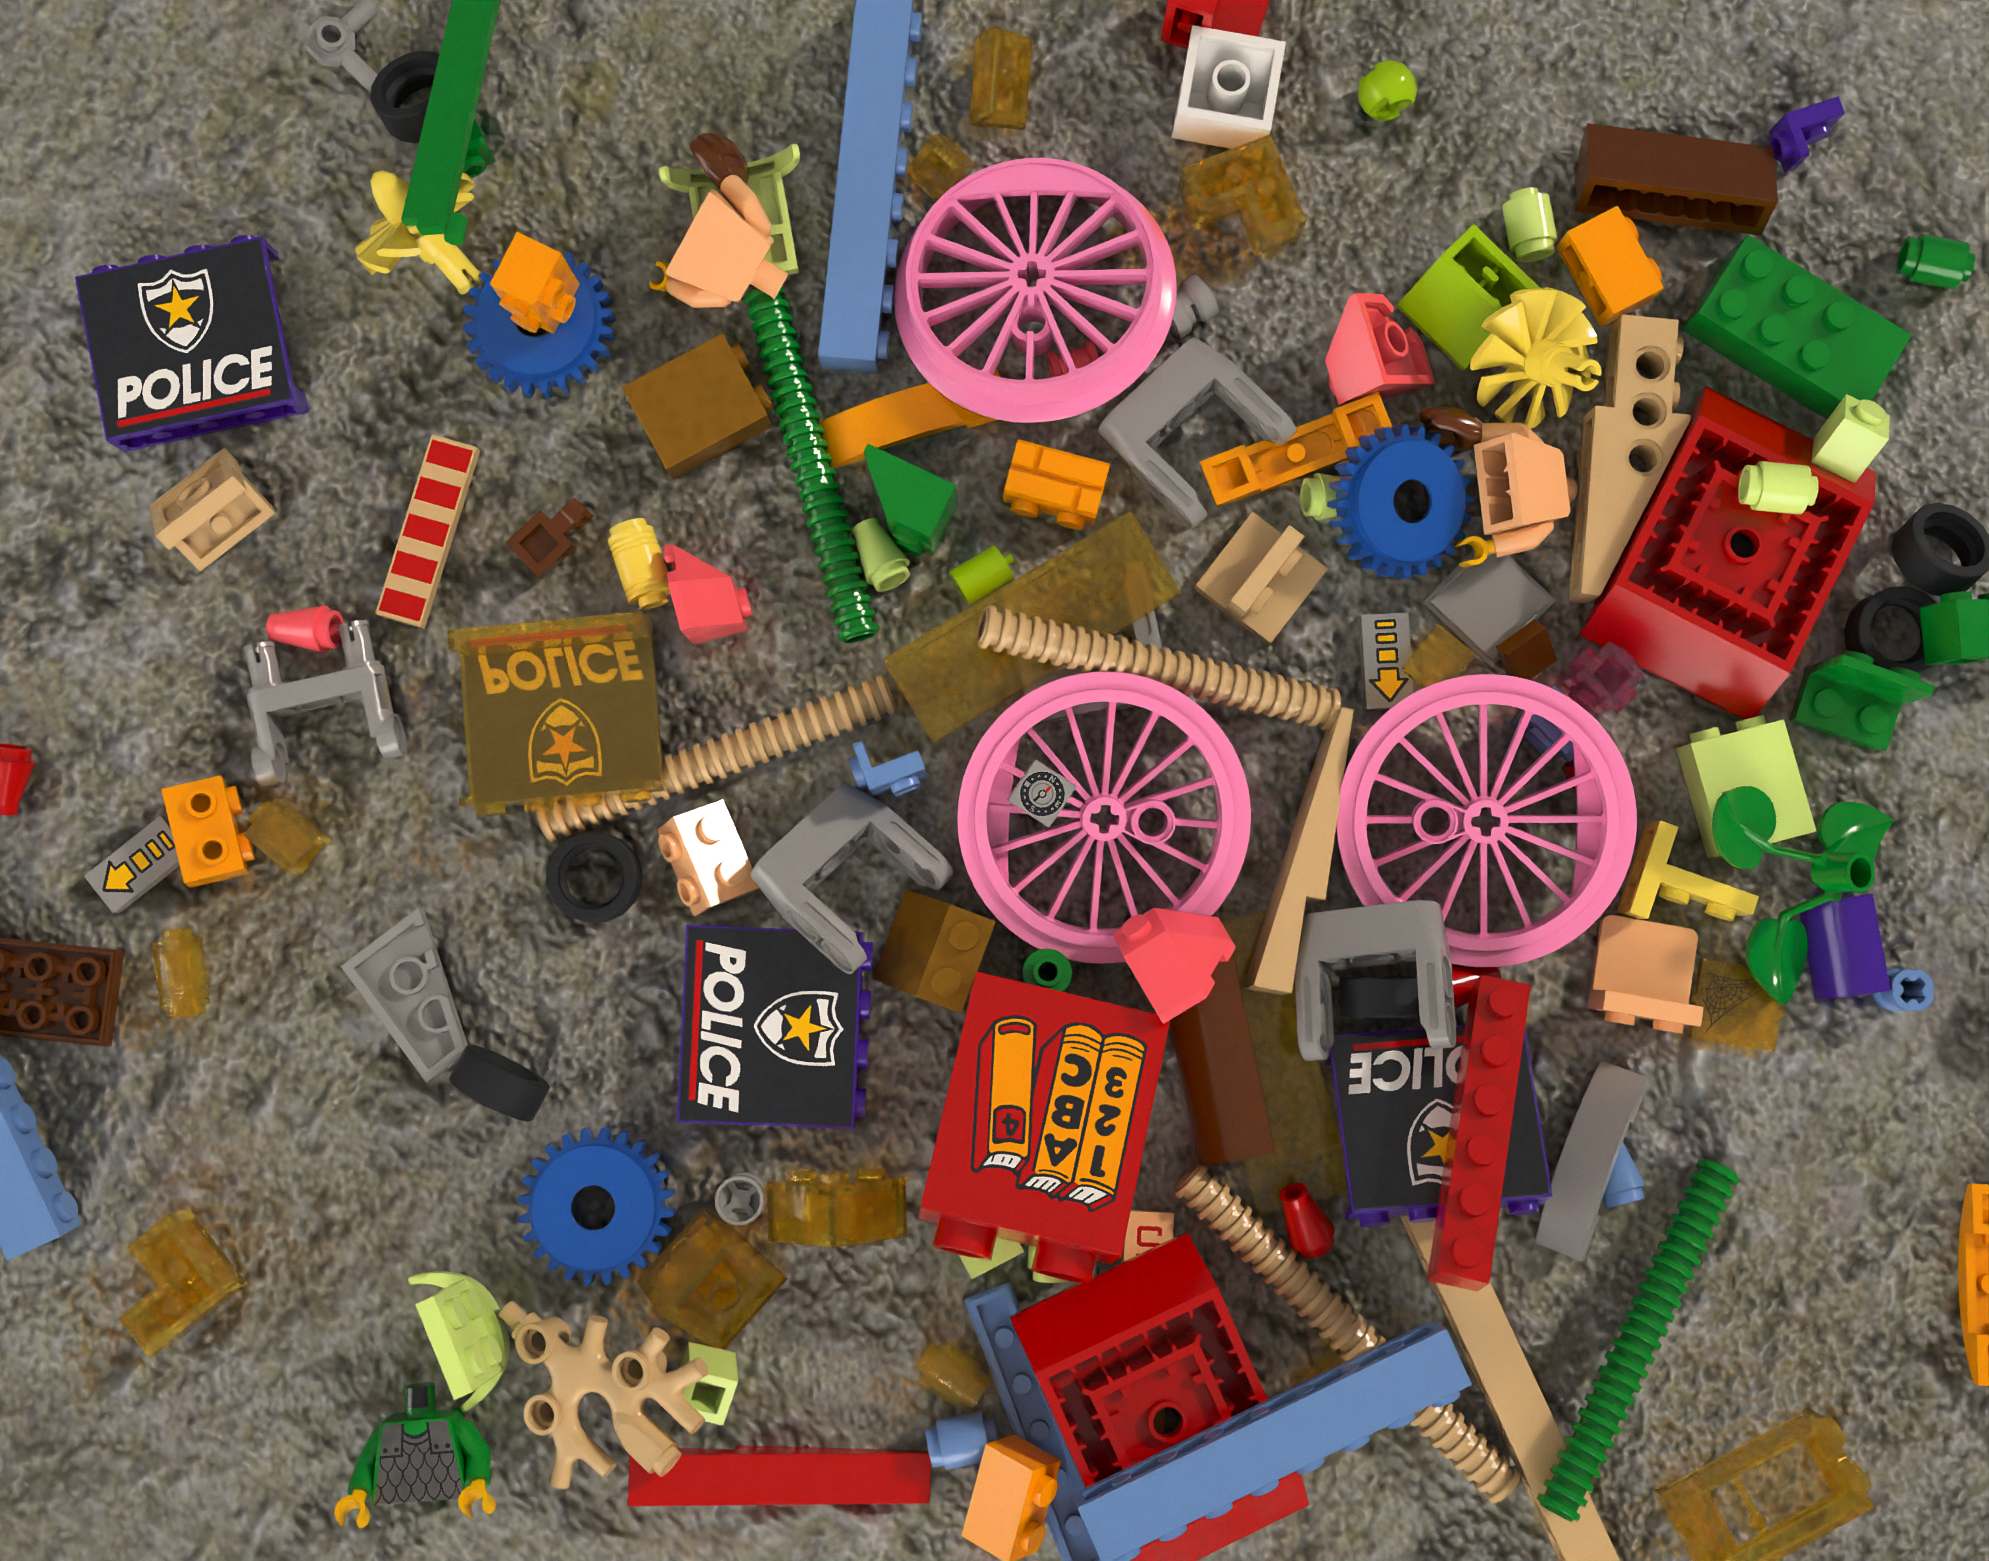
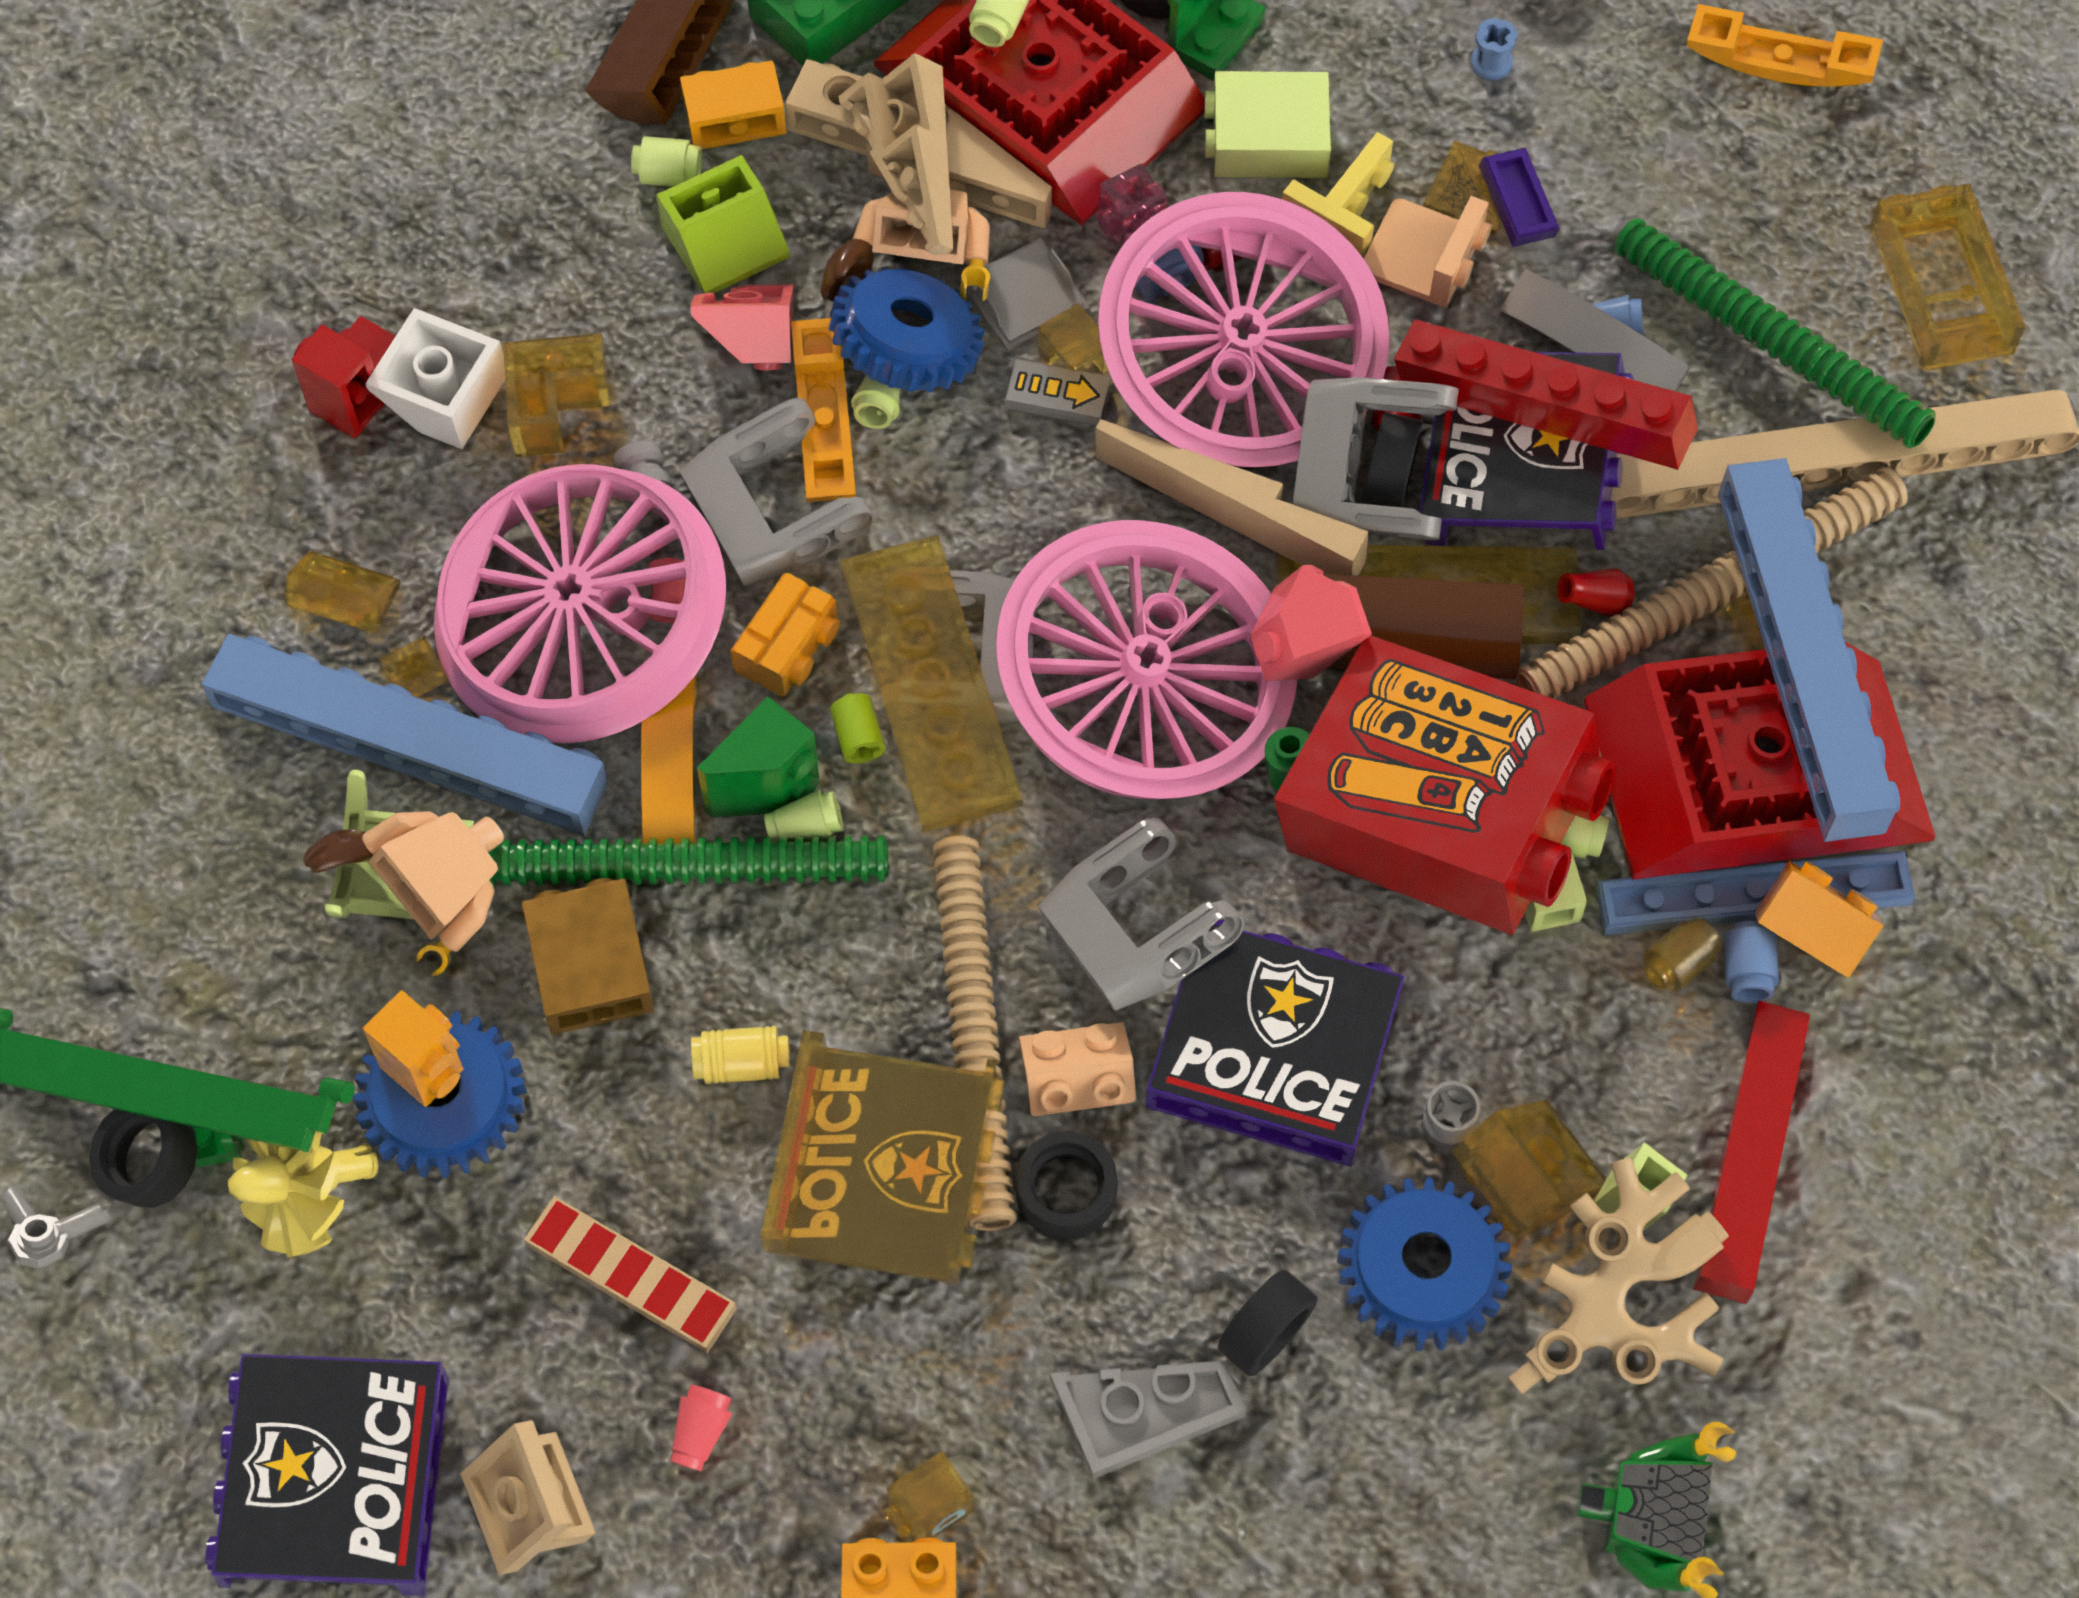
camera: 75 degrees left, 20 degrees down
(273, 699) = (768, 1480): light grey connector -> none
(464, 1334) = (1564, 1406): yellowish green piece -> none
(545, 541) = (681, 1146): reddish brown plate -> none
(704, 598) = (795, 996): coral slope -> none
(836, 1208) = (1486, 1007): clear yellow brick -> none
(898, 775) = (1034, 869): medium blue bracket -> none
(934, 950) = (1239, 858): pearl gold slope -> none
(1041, 792) = (1107, 698): light grey tile -> none
(1183, 673) = (978, 615): tan piece -> none
(1261, 577) = (938, 477): tan bracket -> none
(1387, 90) = (488, 247): lime piece -> none
(1527, 651) = (1084, 266): reddish brown tile -> none
(1540, 344) = (802, 176): light yellow piece -> none
(1615, 436) = (908, 141): none -> tan wedge
(1734, 1052) = (1519, 197): none -> dark purple tile
(1845, 948) = (1441, 84): dark purple brick -> none
(1851, 837) = (1367, 58): green plant -> none

